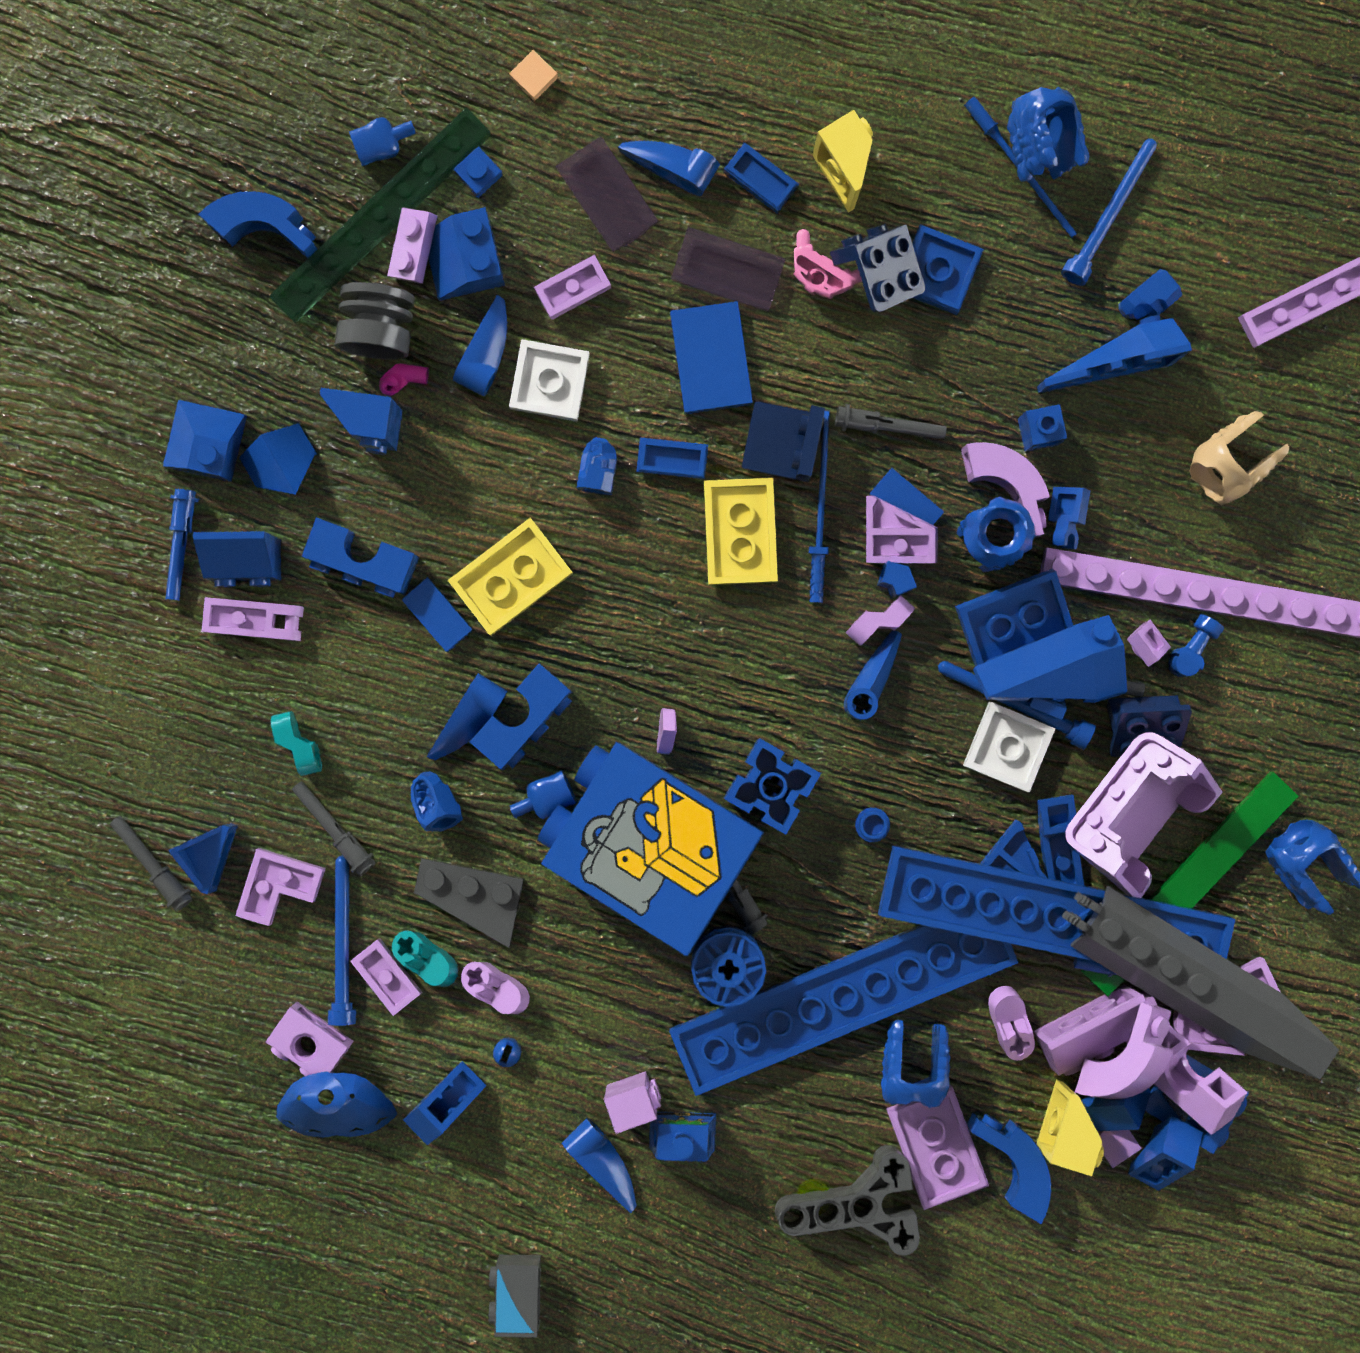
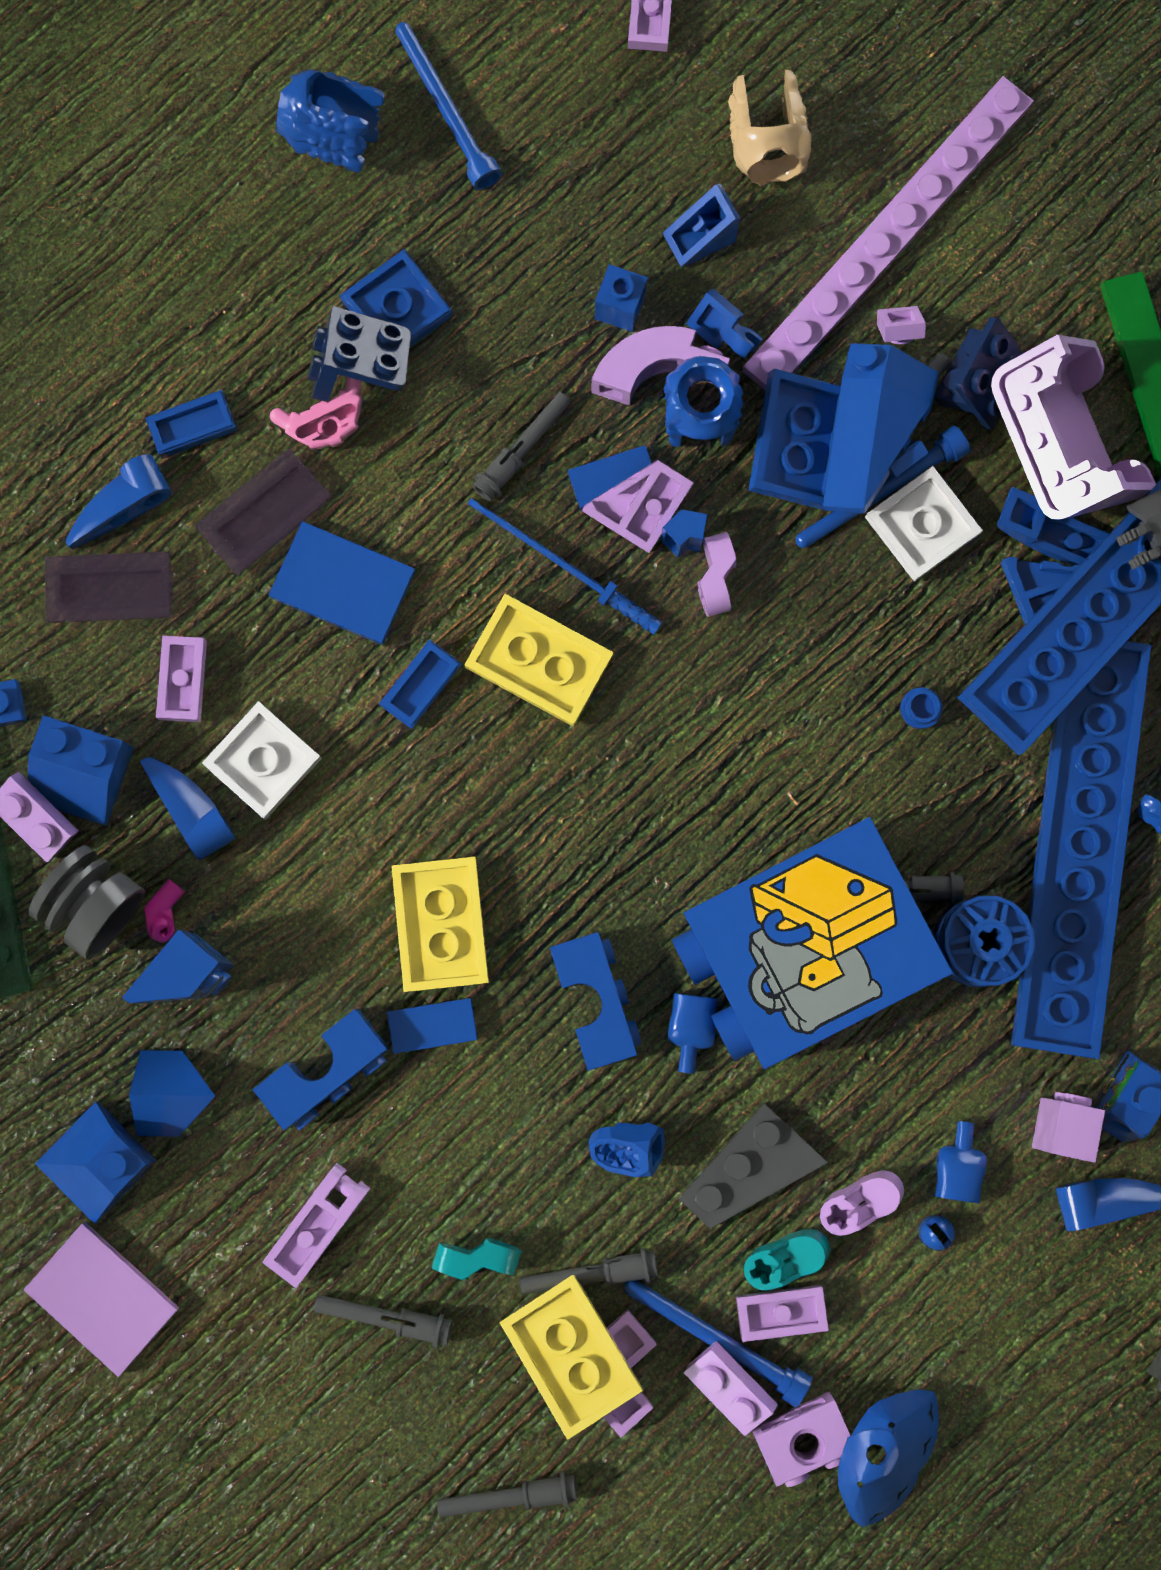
camera: 55 degrees left, 5 degrees down
(115, 503) = (101, 1299): none -> lavender tile
(181, 525) = (169, 1241): blue pin -> none
(206, 857) = (536, 1431): blue slope -> none
(229, 738) = (427, 1328): none -> dark grey pin
(239, 557) = (242, 1199): blue slope -> none
(267, 848) = (571, 1356): none -> light yellow plate
(313, 971) = (730, 1388): none -> lavender plate
(444, 1103) = (954, 1332): blue arch -> none
(469, 717) = (560, 1056): blue piece -> none
(561, 1043) = (961, 1167): none -> blue piece
(597, 467) = (383, 765): blue rock -> none
(667, 731) = (700, 859): lavender tile -> none
(783, 441) = (474, 560): dark blue bracket -> none
(793, 780) = (828, 759): blue brick -> none
(843, 155) = (225, 325): light yellow slope -> none
(873, 677) = (772, 619): blue piece -> none
(992, 130) = (288, 170): blue piece -> none
(1132, 456) = (703, 227): none -> blue slope
(1143, 348) = (601, 156): blue wedge -> none
(1151, 297) = (555, 115): blue rock -> none
(1188, 659) = (940, 296): blue leg -> none

